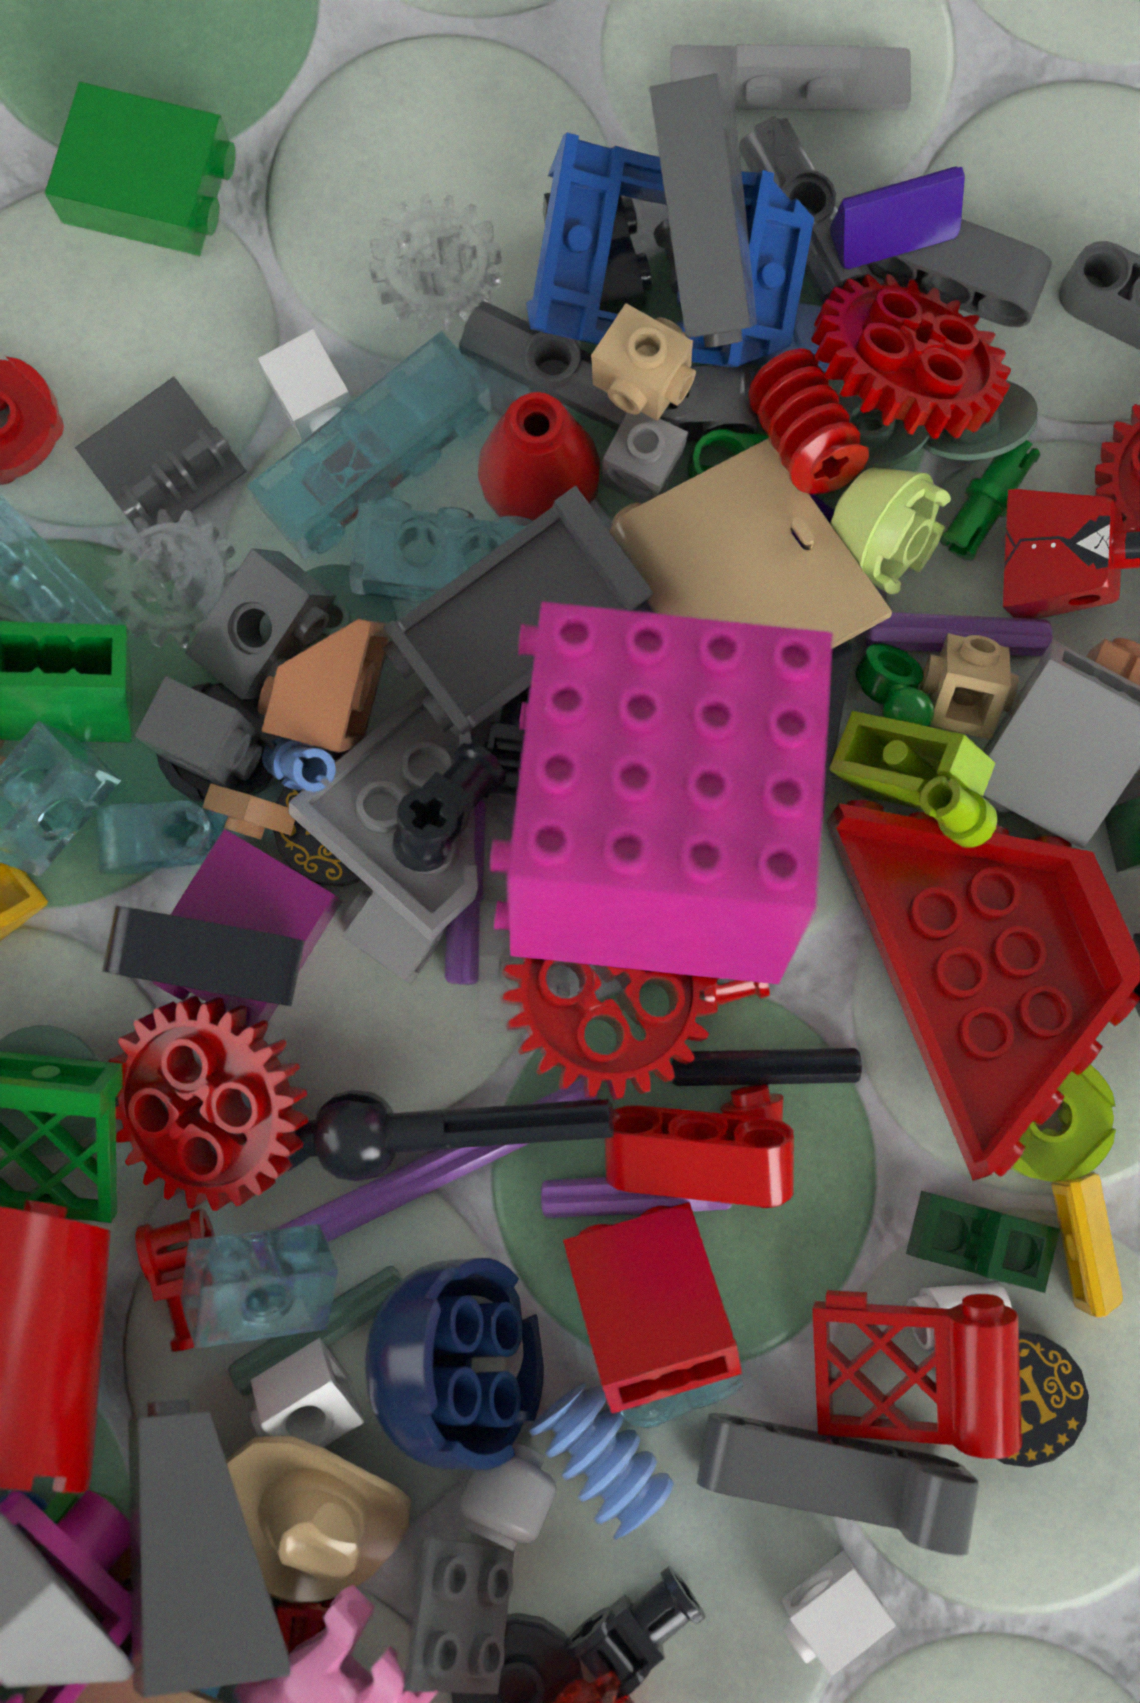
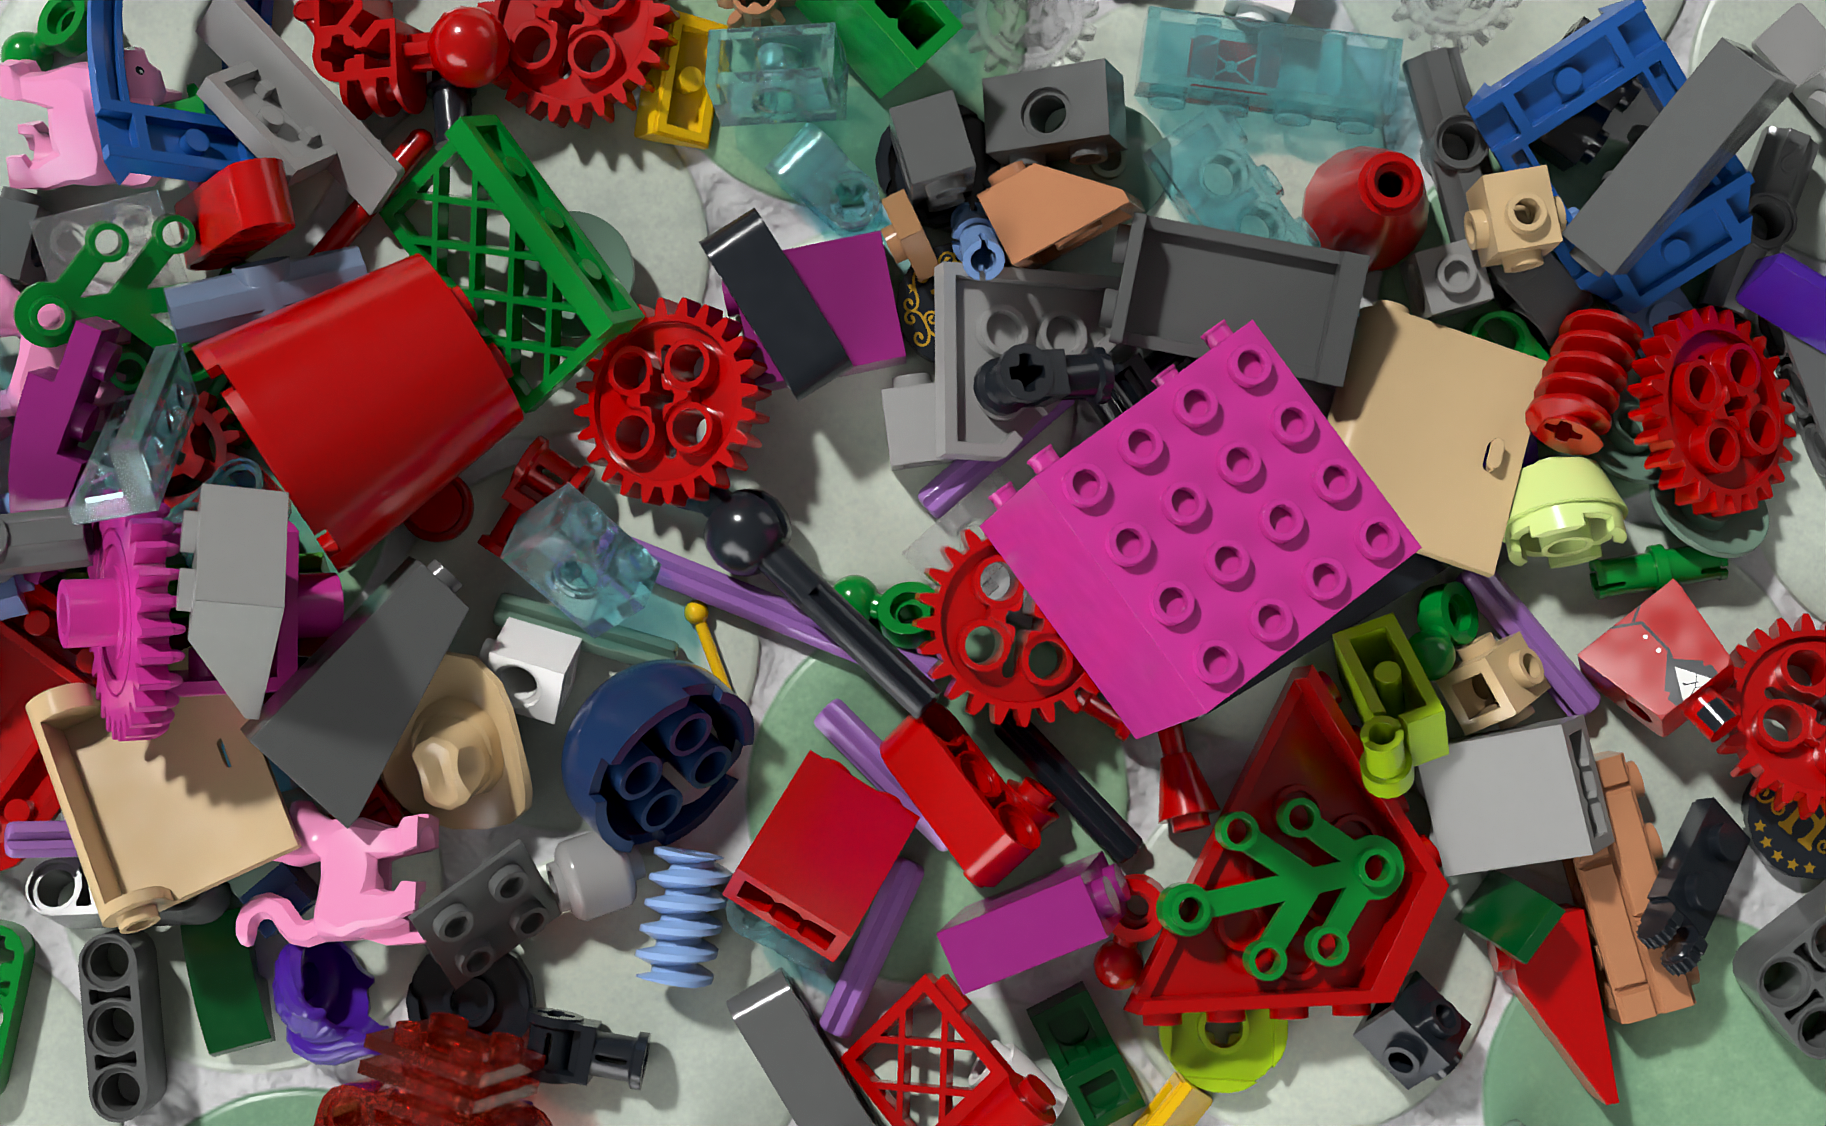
camera: 45 degrees right, 5 degrees up
(126, 1356) = (444, 515): none -> red piece
(382, 1230) = (696, 613): none -> yellow hinge
(511, 1079) = (889, 608): none -> green plate
(755, 1330) = (871, 948): none -> medium lavender axle
(846, 984) = (1183, 791): none -> red cone
(848, 1189) = (1035, 922): none -> magenta brick
(931, 1148) = (1120, 960): none -> red plate
(993, 968) = (1293, 885): none -> green plant

